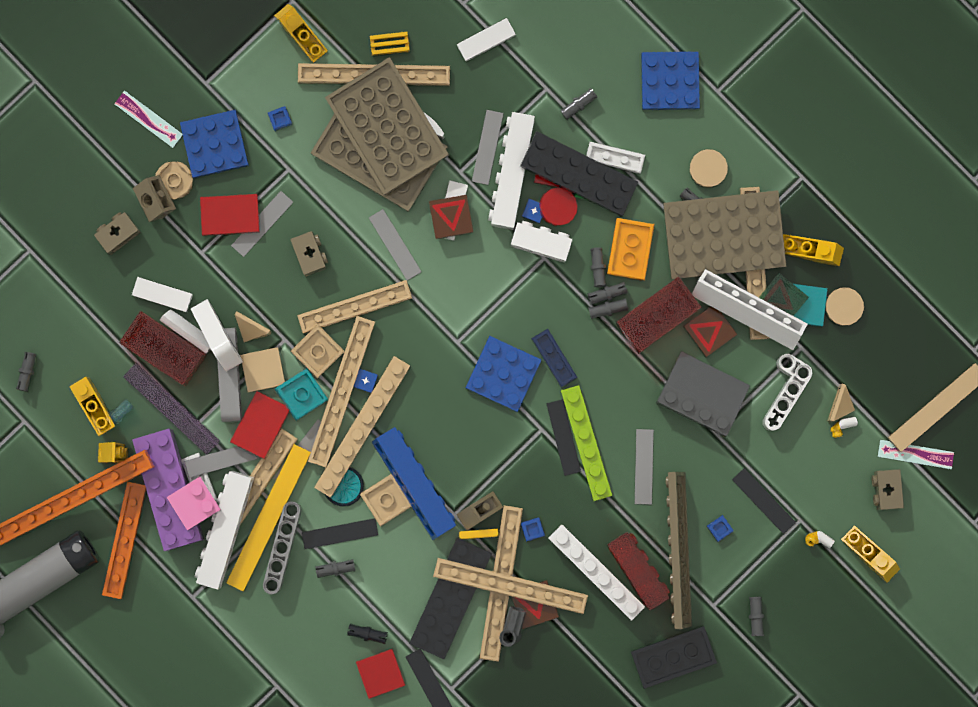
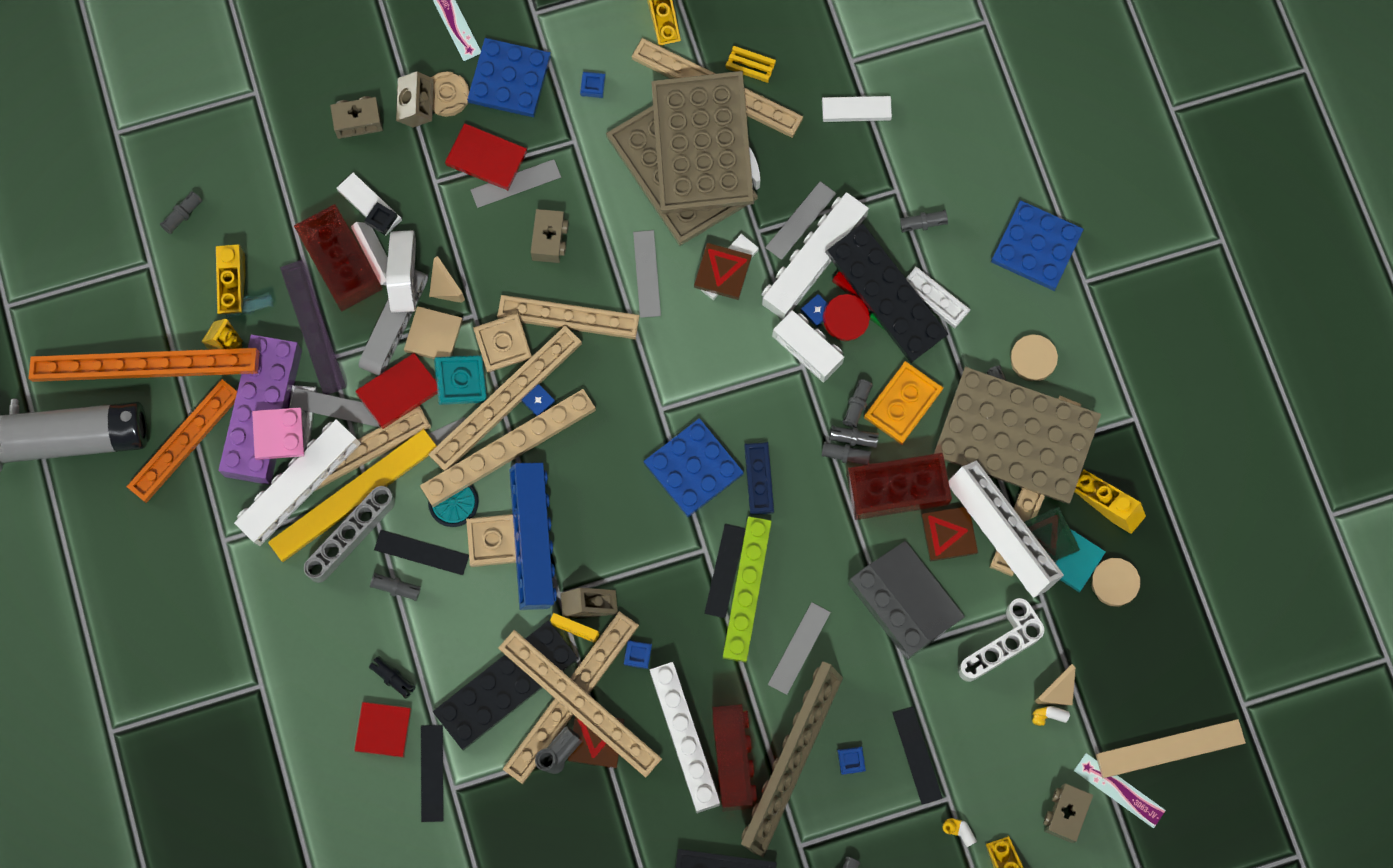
camera: 25 degrees right, 10 degrees down
(178, 303) = (381, 218): none -> black plate

